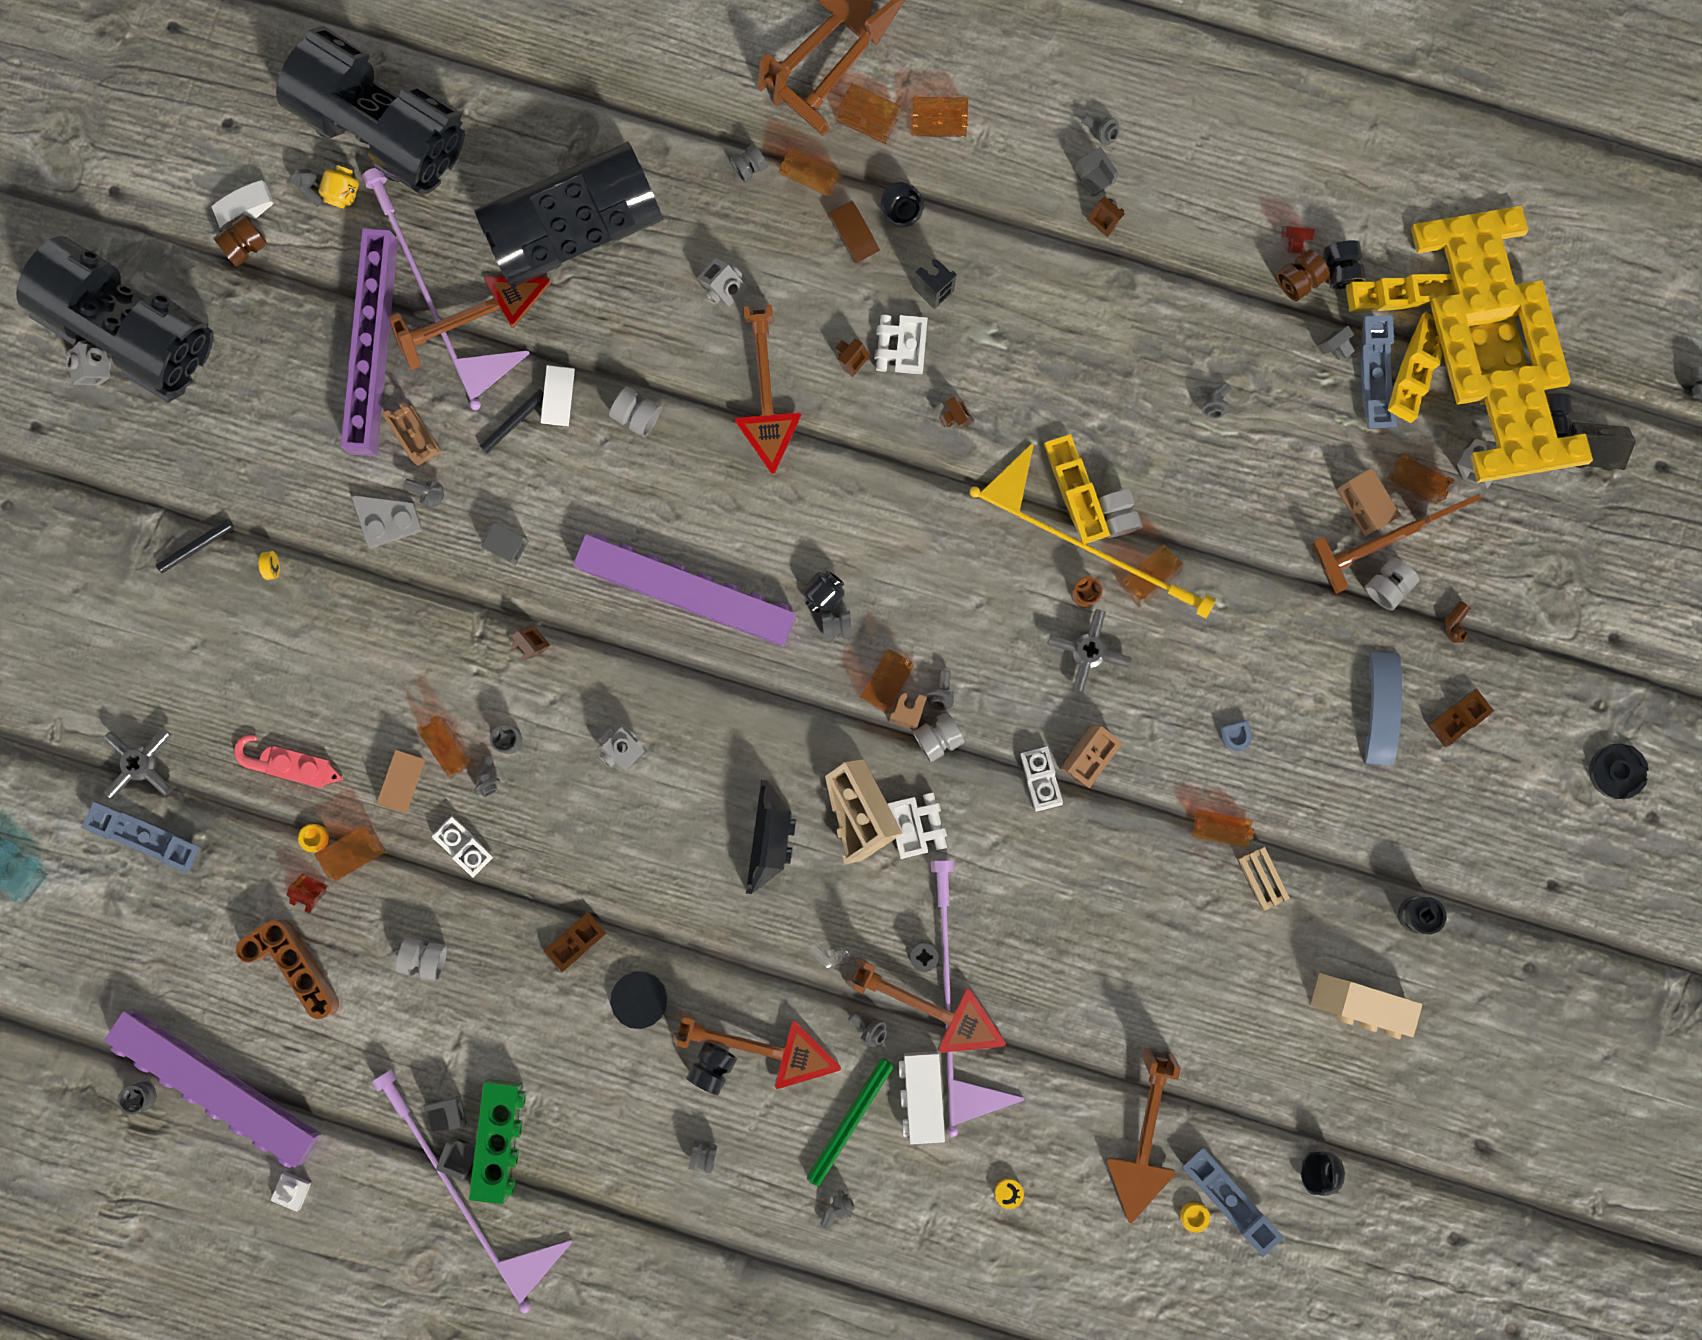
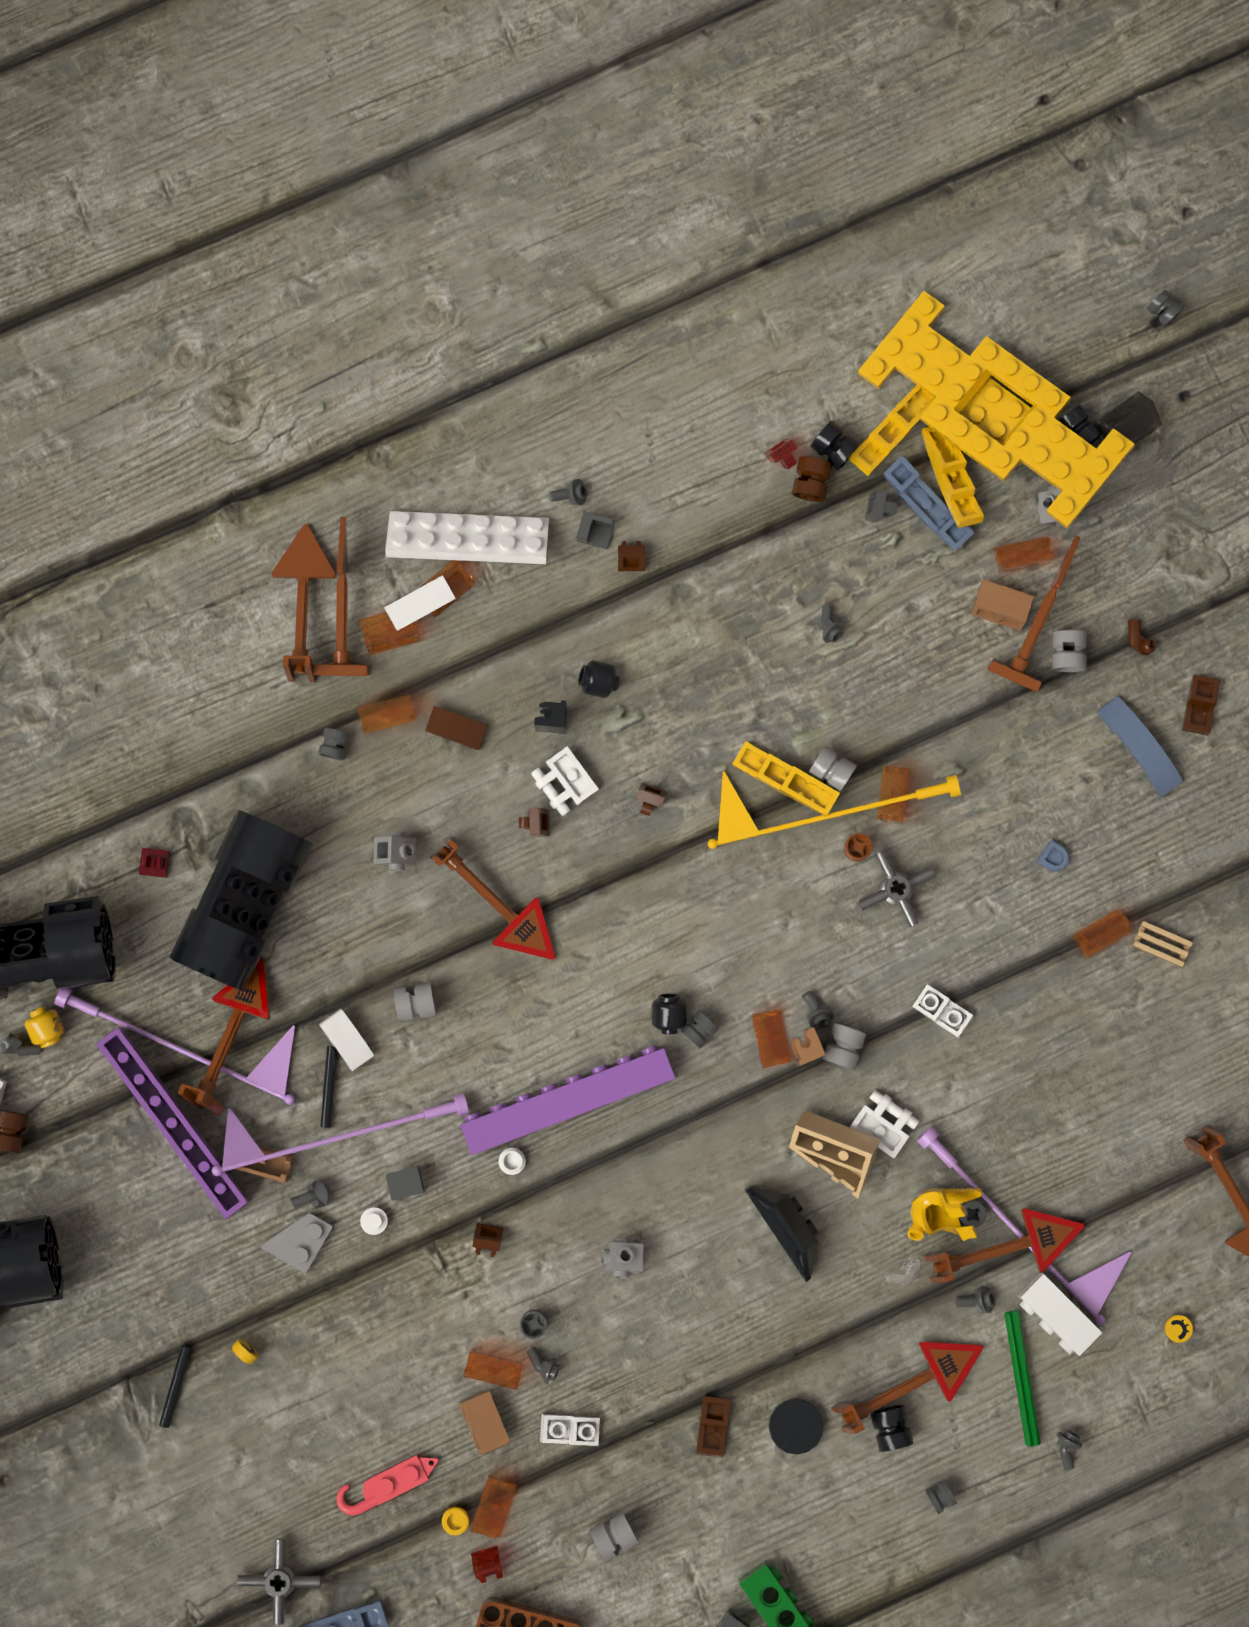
camera: 45 degrees left, 0 degrees up
(402, 406) = (243, 1151): none -> lavender piece
(455, 552) = (374, 1221): none -> white plate
(532, 137) = (154, 862): none -> dark red tile
(602, 600) = (512, 1161): none -> white plate
(900, 931) = (940, 1210): none -> yellow piece
(902, 204) = (476, 678): black hair -> none
(909, 108) = (419, 603): none -> white sticker
(991, 92) = (467, 537): none -> white plate
(997, 287) = (598, 679): none -> black head
(1091, 755) = (964, 963): medium nougat hinge -> none

